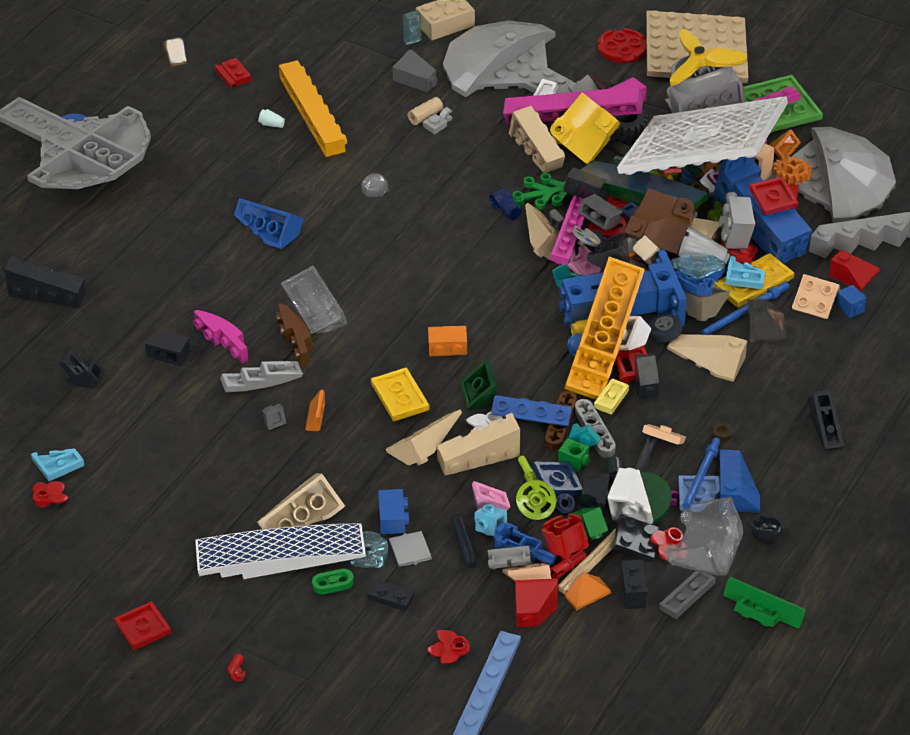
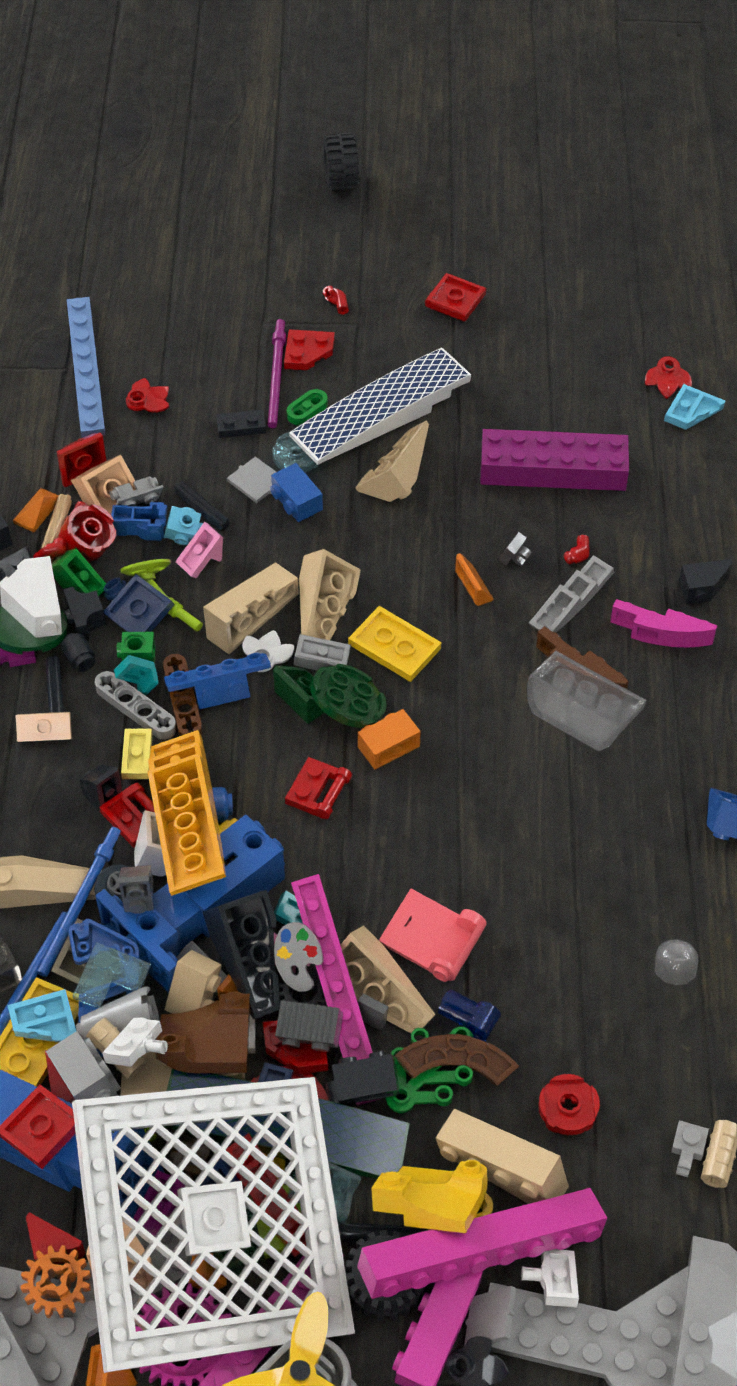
camera: 150 degrees right, 10 degrees up
(191, 461) = (554, 459): none -> magenta brick
(227, 402) = (578, 553): none -> red arm
(293, 636) = (307, 347): none -> red plate
(312, 650) = (278, 341): none -> magenta bar
(455, 399) = (318, 652): none -> light grey slope
(456, 367) = (348, 695): none -> dark green tile
(476, 154) = (568, 1121): none -> red plate
(496, 242) = (434, 936): none -> coral door
(511, 343) = (310, 785): none -> red plate
(518, 185) = (458, 1051): none -> reddish brown tile
(599, 529) = (53, 549): none -> red arm
(662, 274) = (136, 889): none -> dark grey slope
(667, 342) = (103, 854): none -> blue bar
(704, 211) = (134, 1042): none -> white plate
(713, 228) = (102, 1036): none -> tan axle

